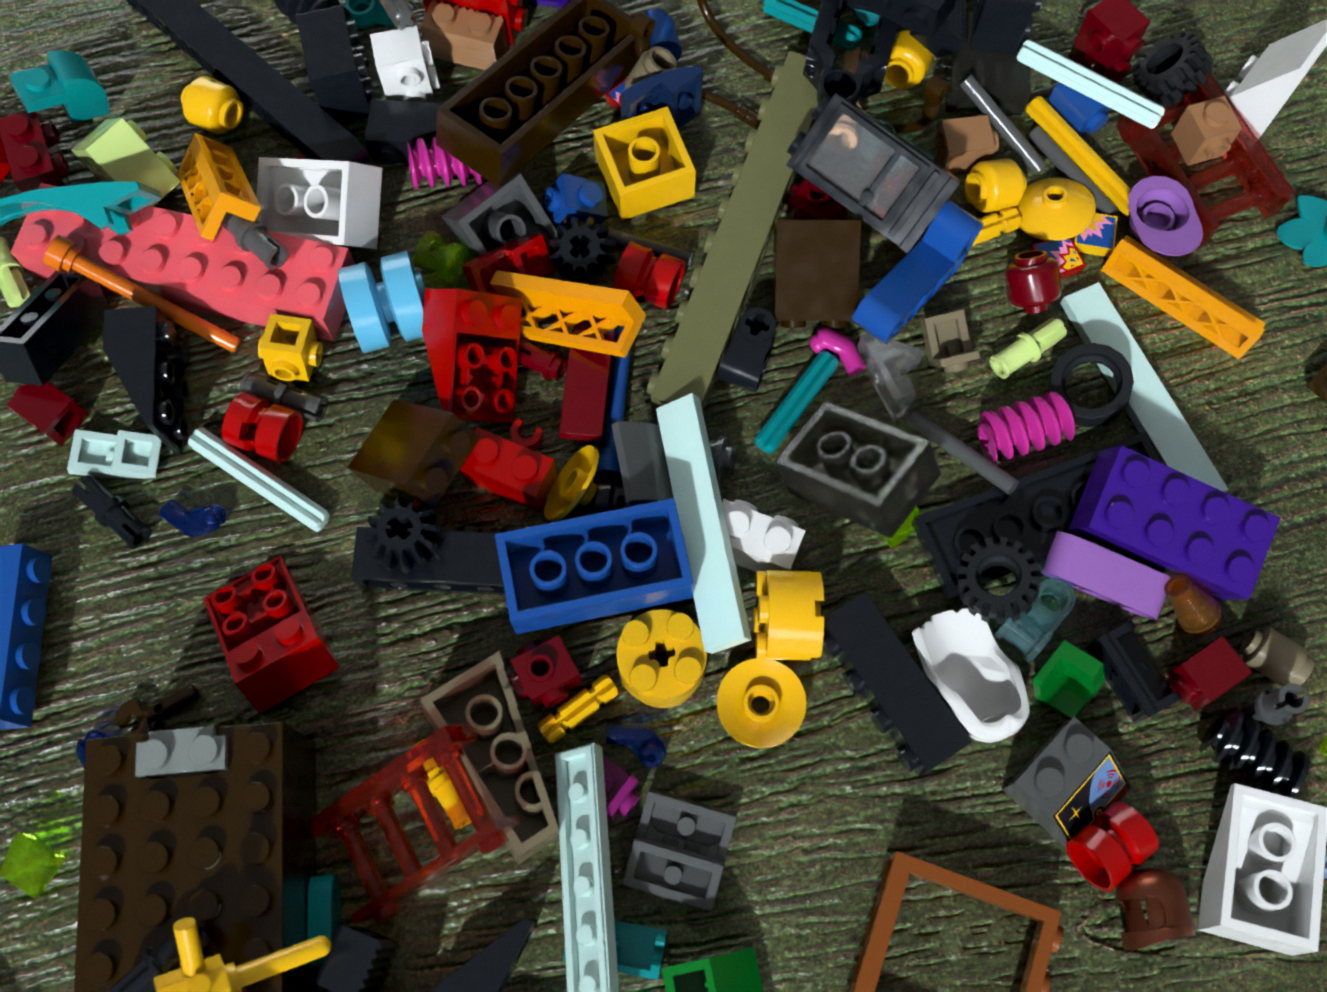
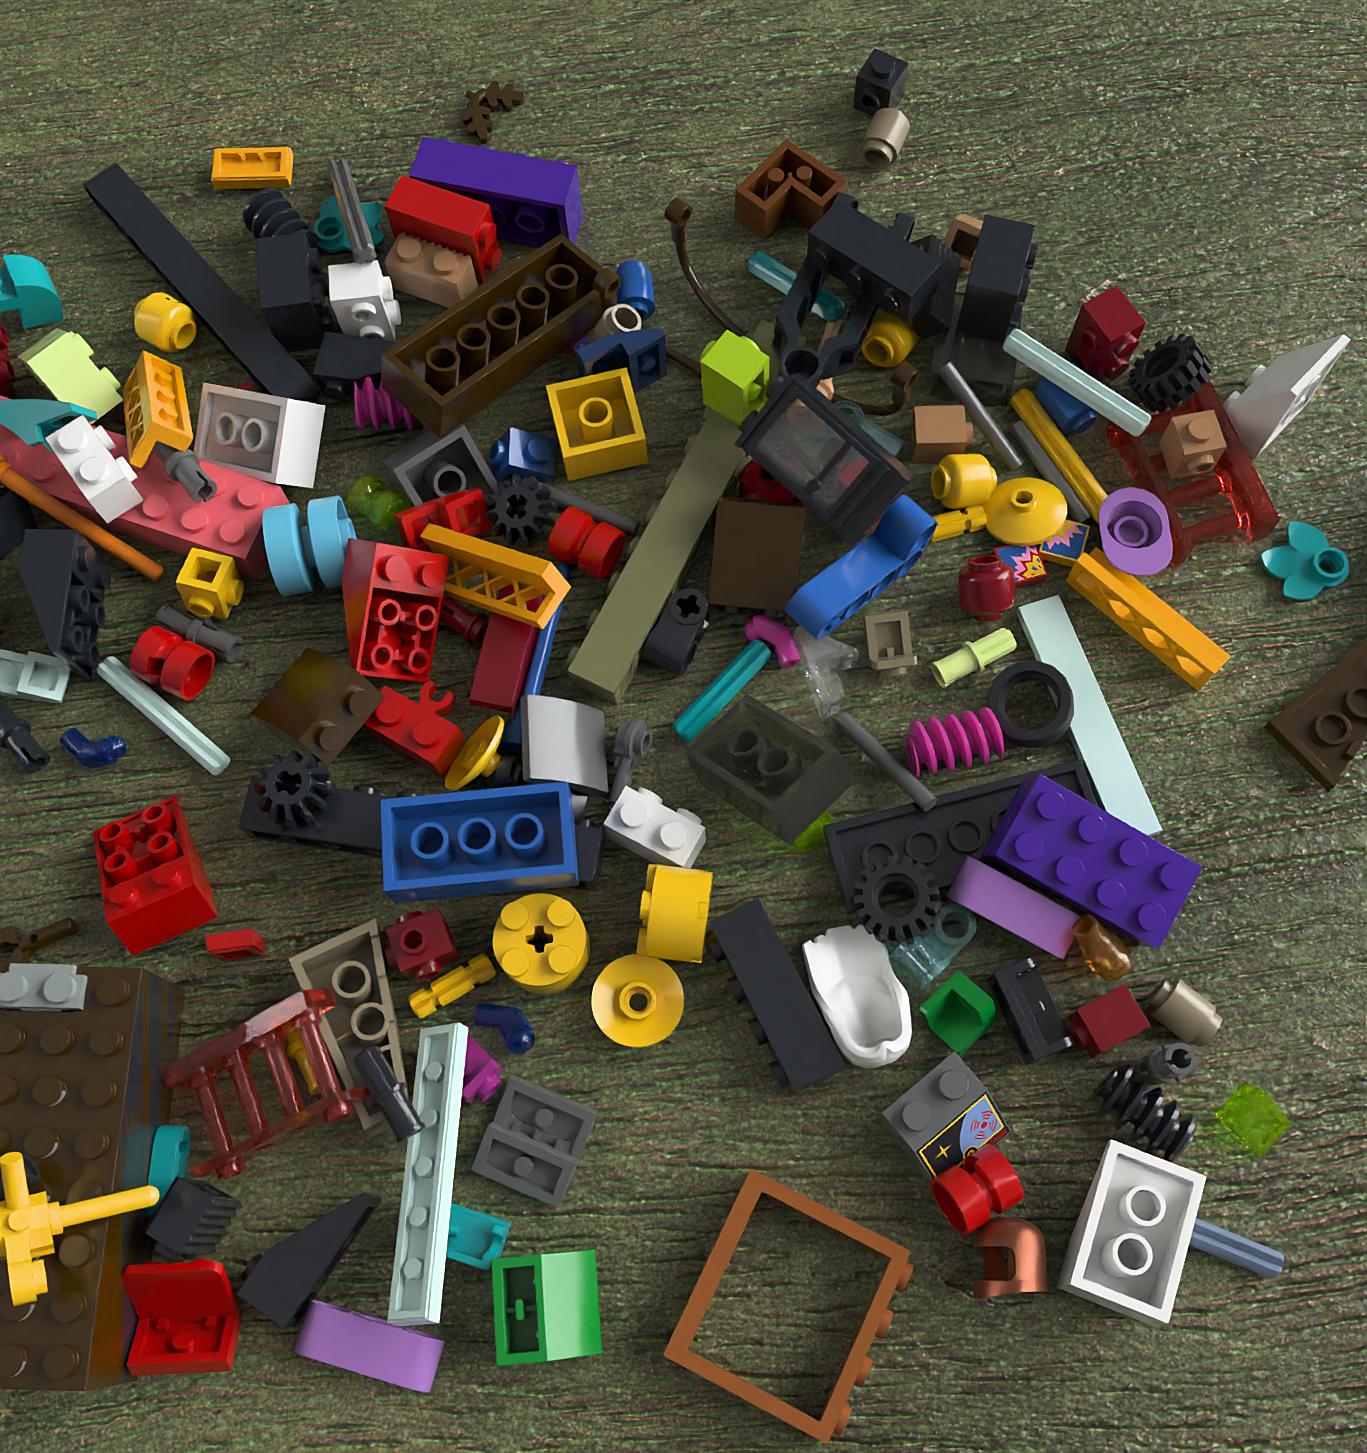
camera: 10 degrees right, 0 degrees up
(172, 251) = (94, 469): none -> white brick
(361, 692) = (235, 945): none -> red tile
(538, 818) = (388, 1093): none -> black axle
(703, 525) = (599, 810): light aqua tile -> none
(777, 103) = (734, 376): none -> lime brick

